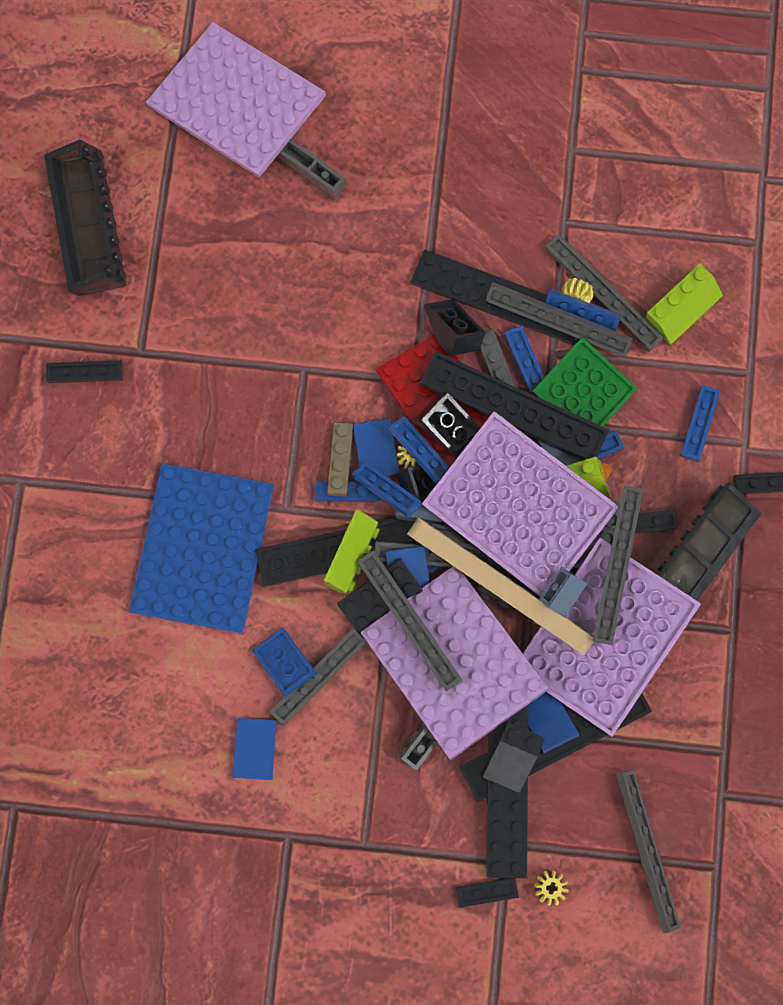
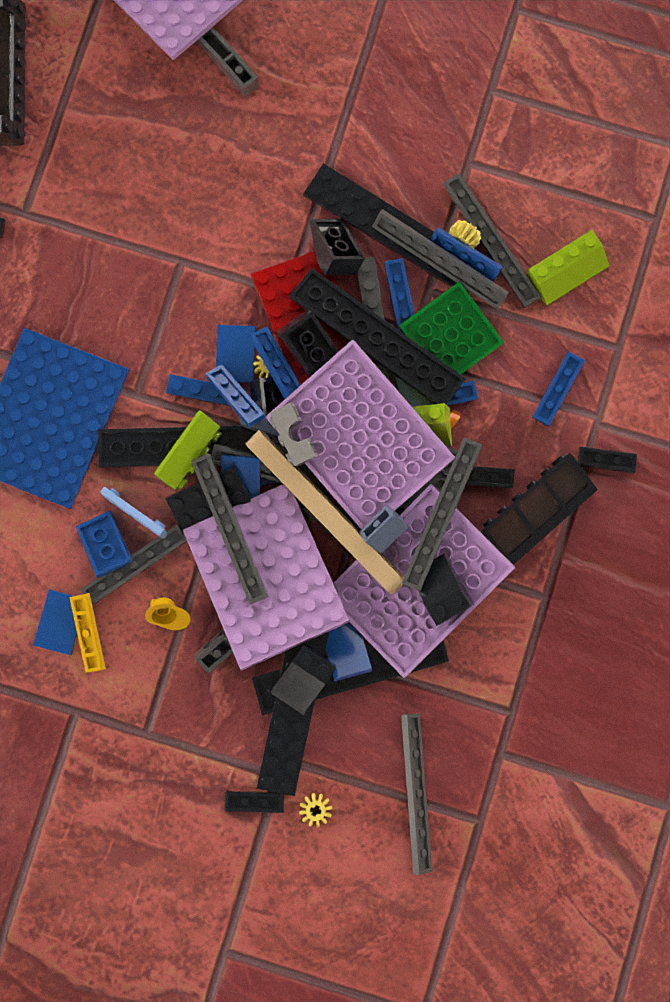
camera: 10 degrees right, 5 degrees up
(284, 612) = (156, 527): none -> light blue plate
(285, 754) = (87, 633): none -> yellow plate
(340, 459) = (197, 357): dark tan plate -> none
(361, 720) = (167, 615): none -> yellow piece
(463, 531) = (284, 420): none -> light grey arch
(636, 641) = (444, 592): none -> black slope

